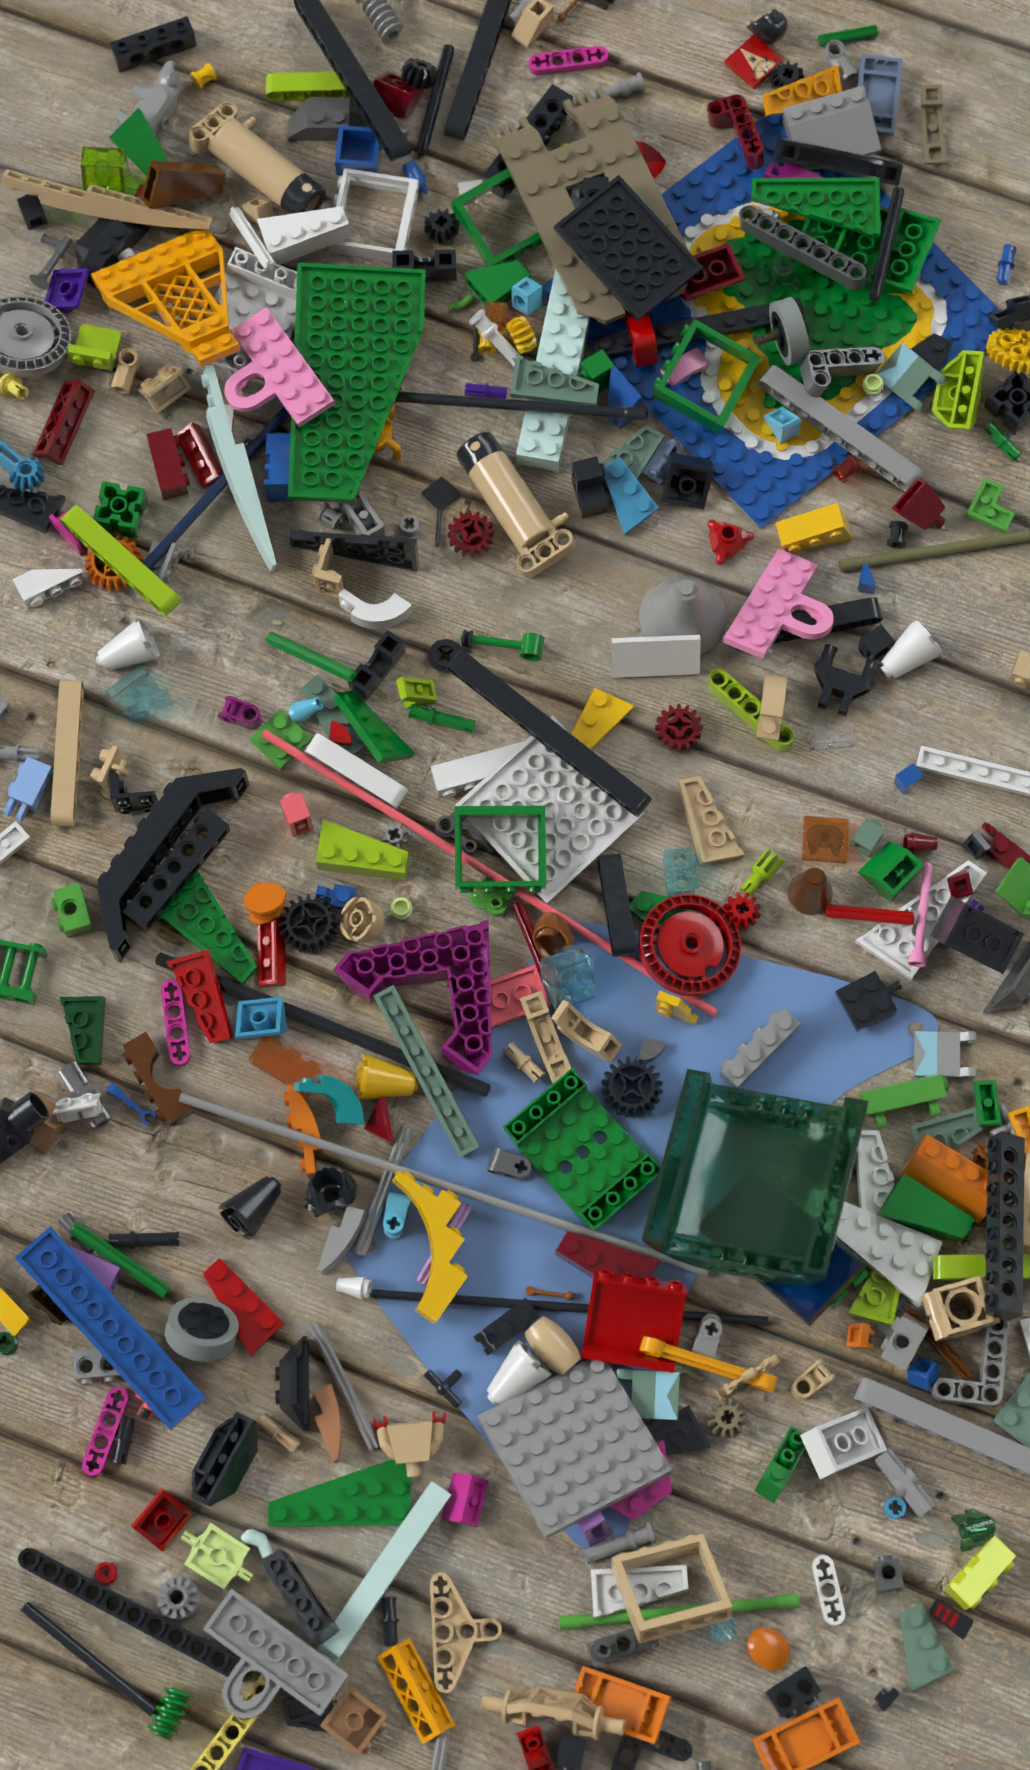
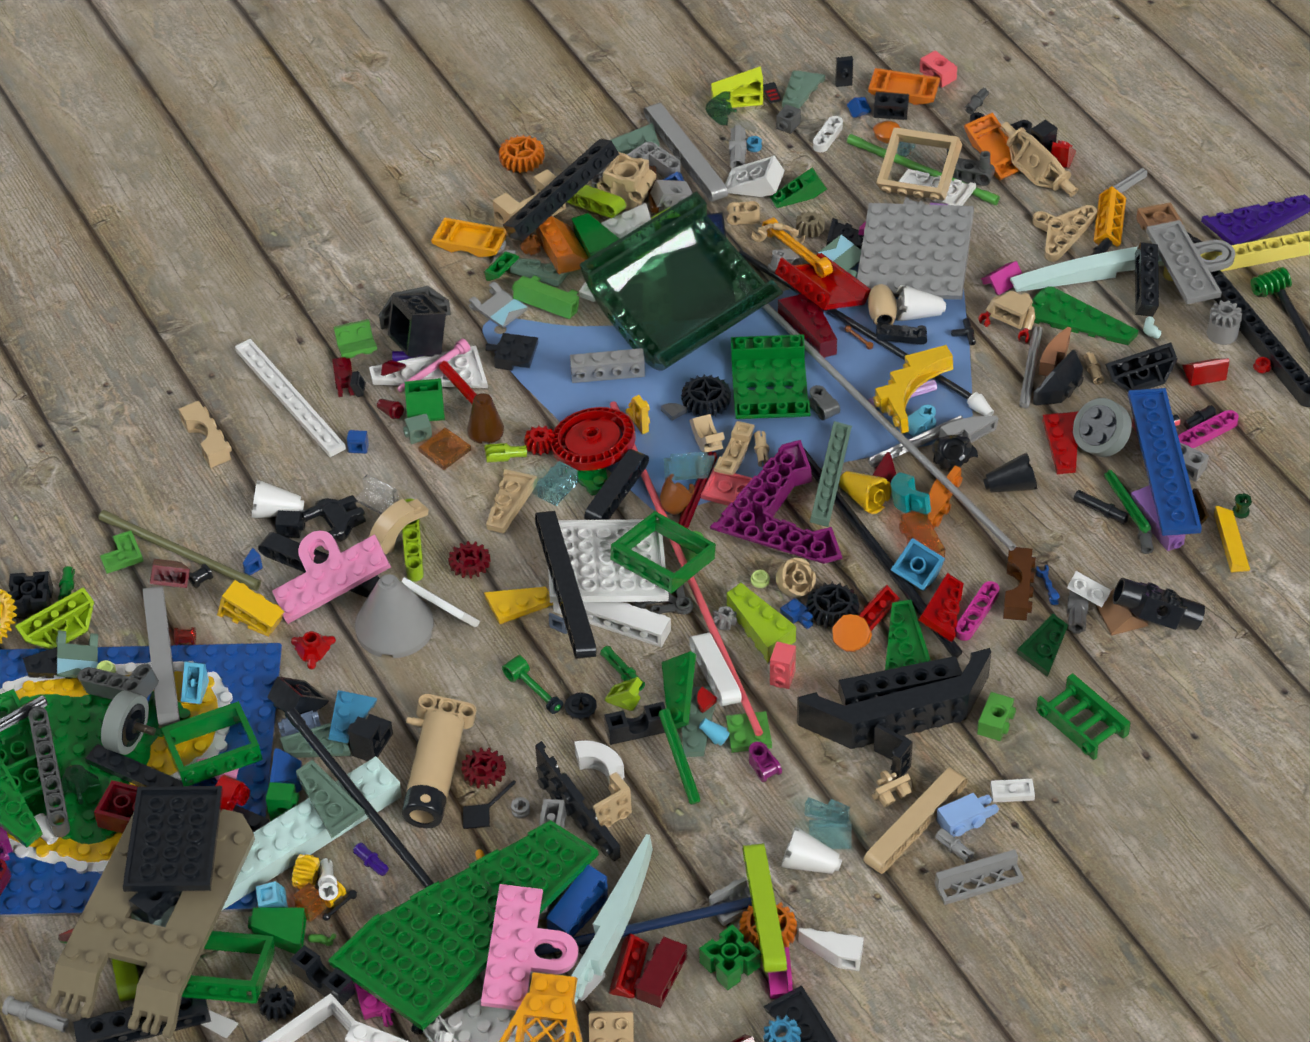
camera: 140 degrees left, 25 degrees down
(217, 1556) = (1183, 333): yellowish green plate -> none
(829, 1664) = (858, 107): none -> blue slope

